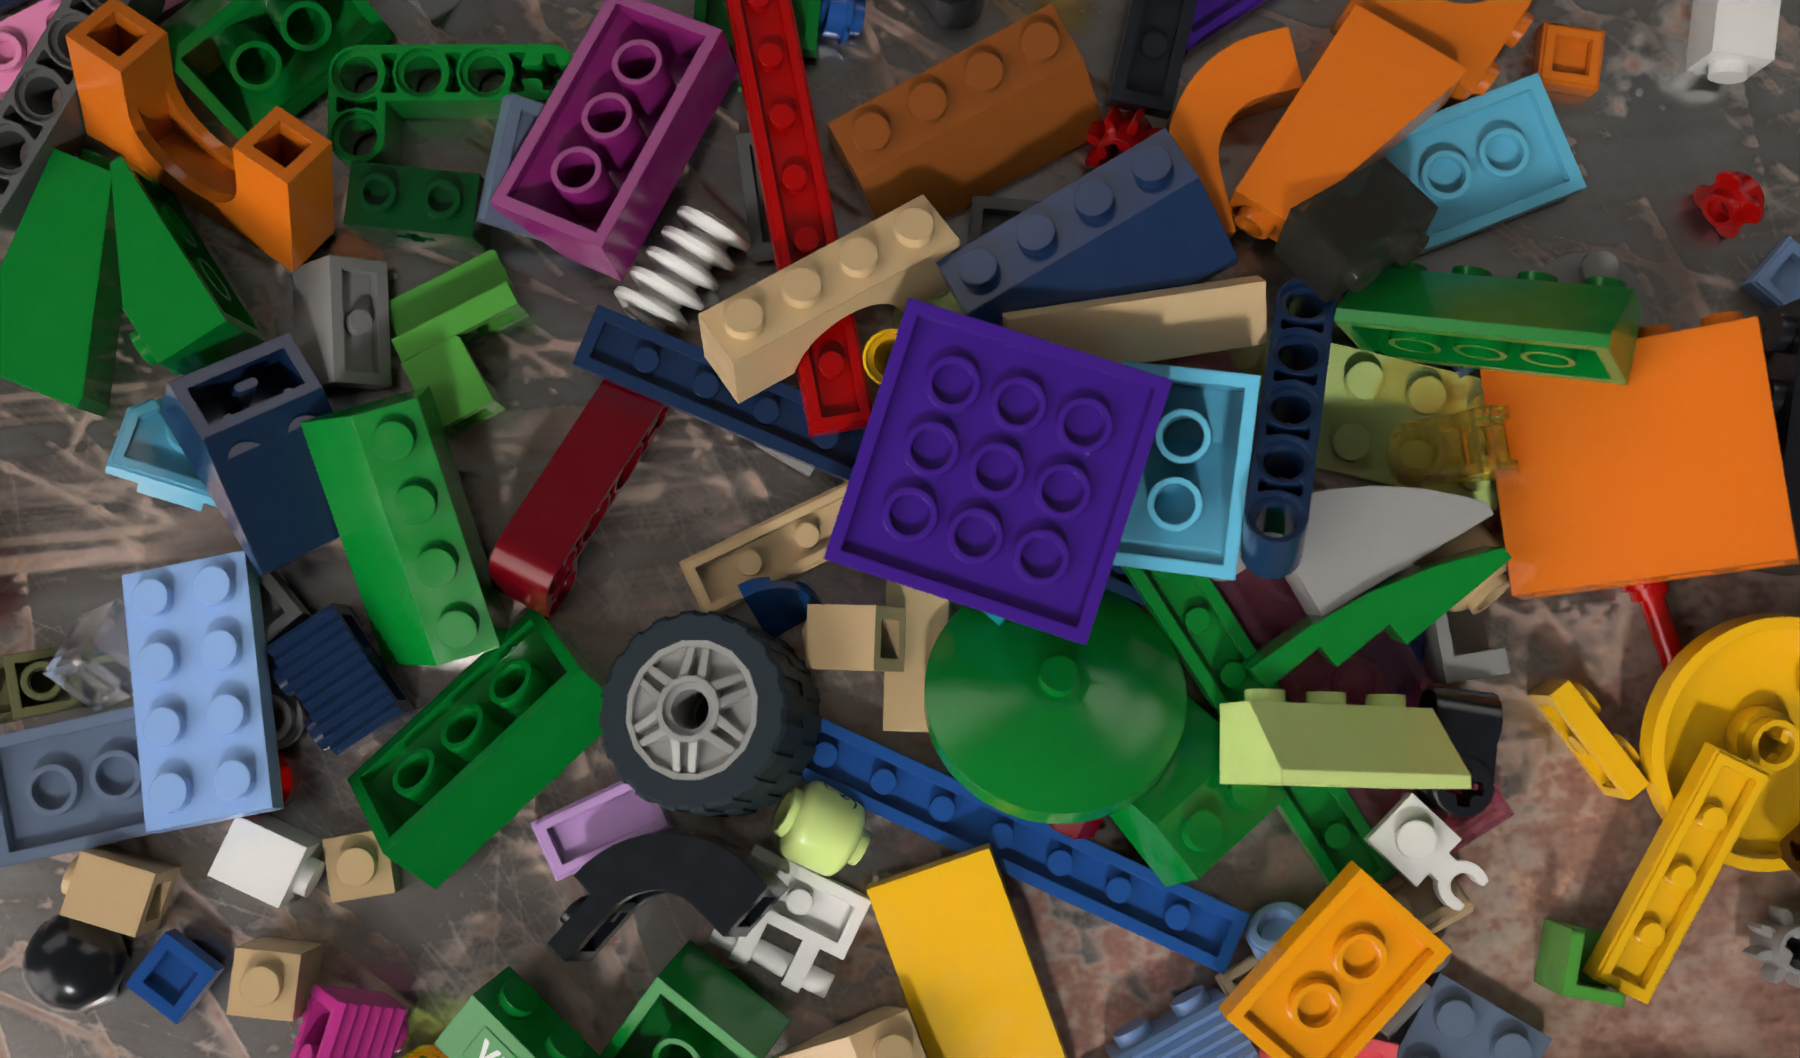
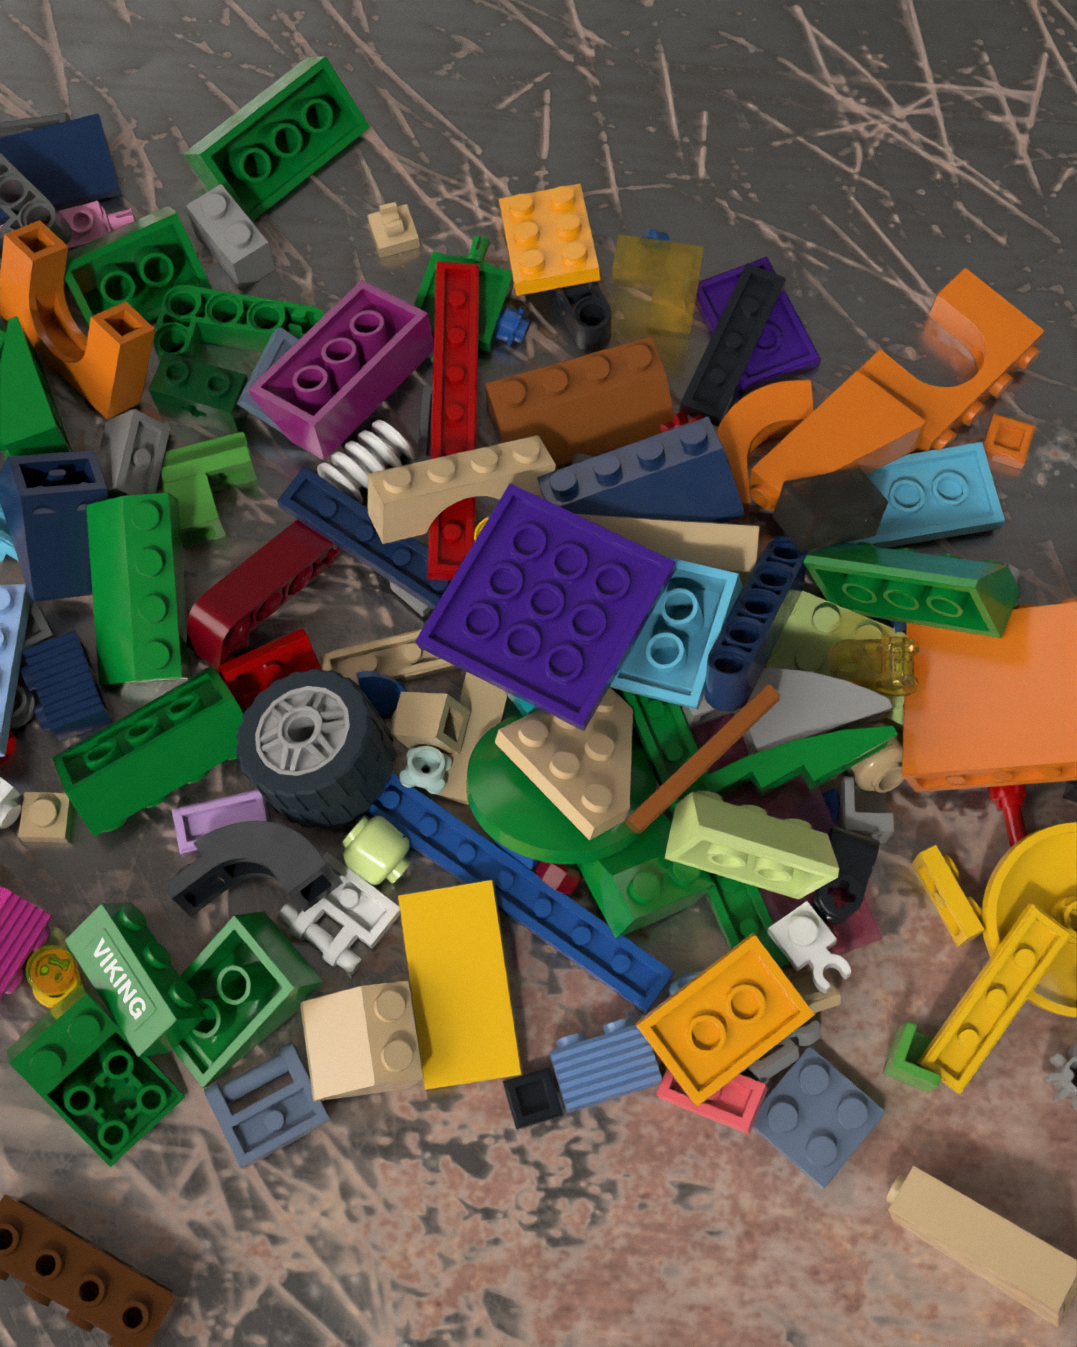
camera: 20 degrees right, 15 degrees down
(617, 599) = (262, 666): none -> red plate
(852, 688) = (428, 758): none -> light aqua plate
(1088, 699) = (578, 769): none -> tan plate
(1253, 651) = (702, 759): none -> dark orange tile

